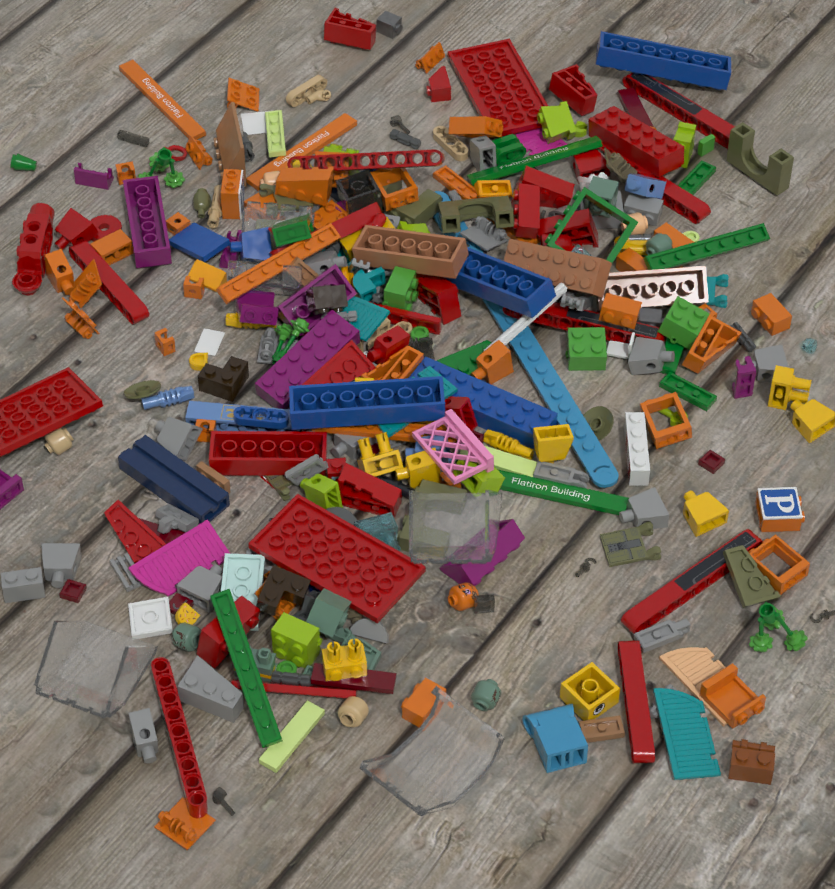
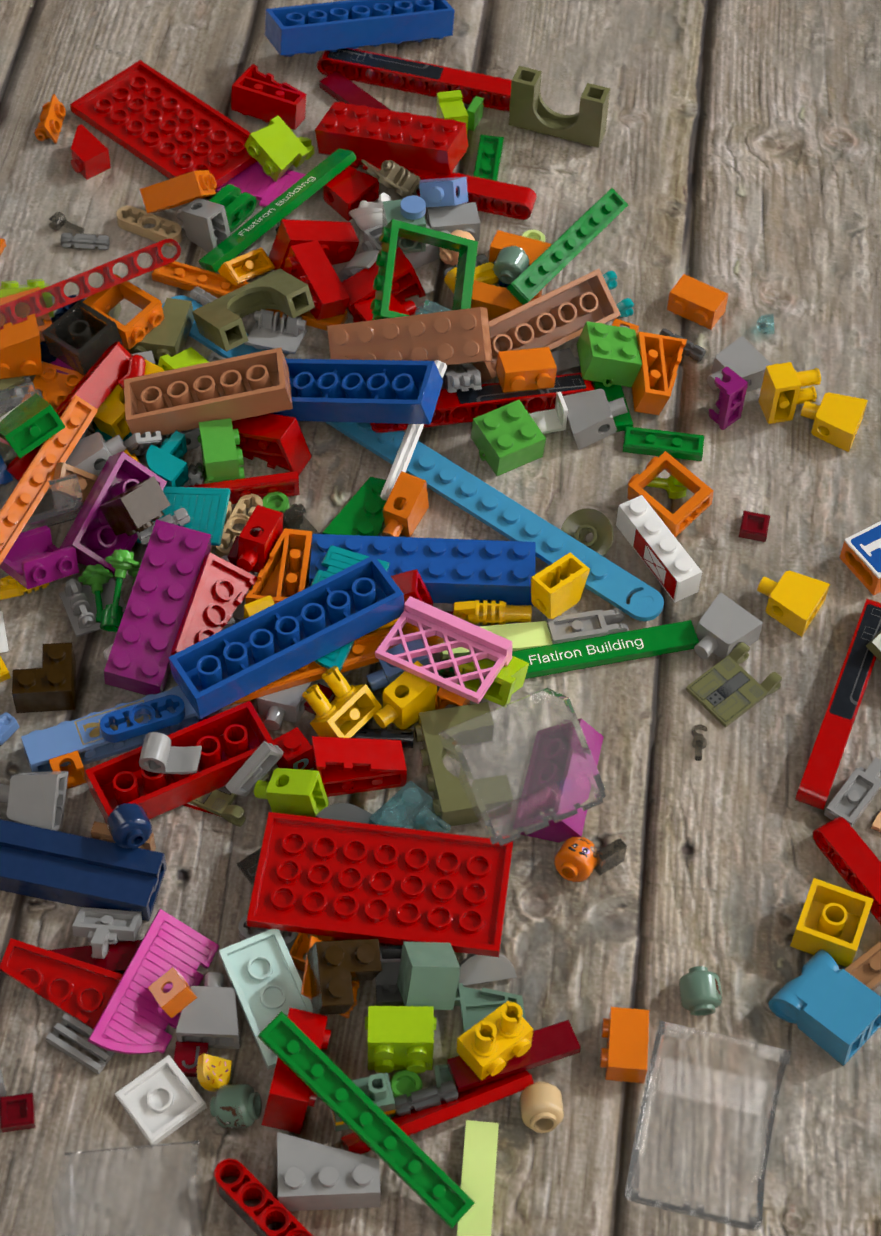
camera: 30 degrees left, 5 degrees up
(188, 566) = (177, 998): none -> orange piece
(216, 469) = (127, 824): none -> dark blue head
(256, 440) = (161, 757): none -> light grey panel
(608, 186) = (413, 207): none -> medium blue tile

